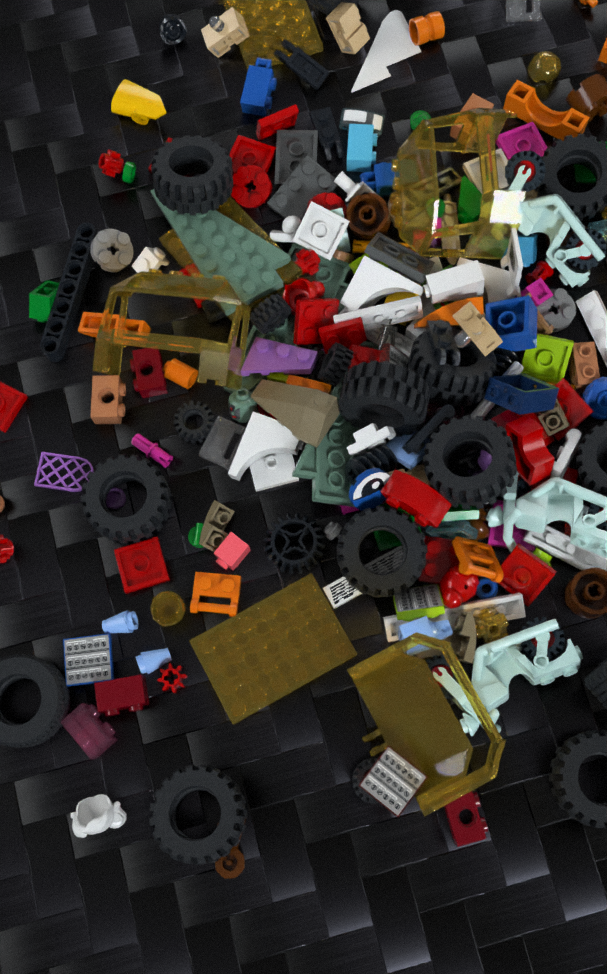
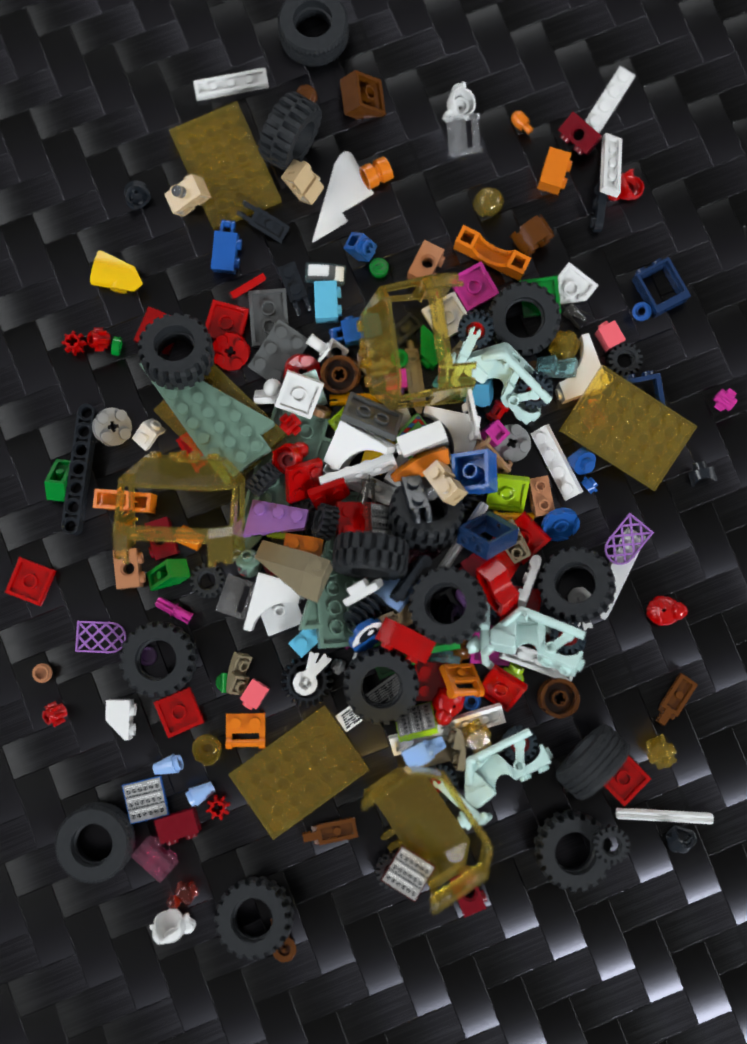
camera: 15 degrees left, 10 degrees up
(74, 560) = (120, 716): none -> white slope
(84, 165) = (70, 339): none -> red gear
(120, 778) = (184, 893): none -> clear red animal
(151, 408) = (168, 574): none -> green slope
(293, 539) = (305, 681): none -> white piece
(297, 497) = (304, 642): none -> medium azure brick
(305, 723) = (332, 831): none -> reddish brown hinge
(403, 96) = (360, 246): none -> blue brick

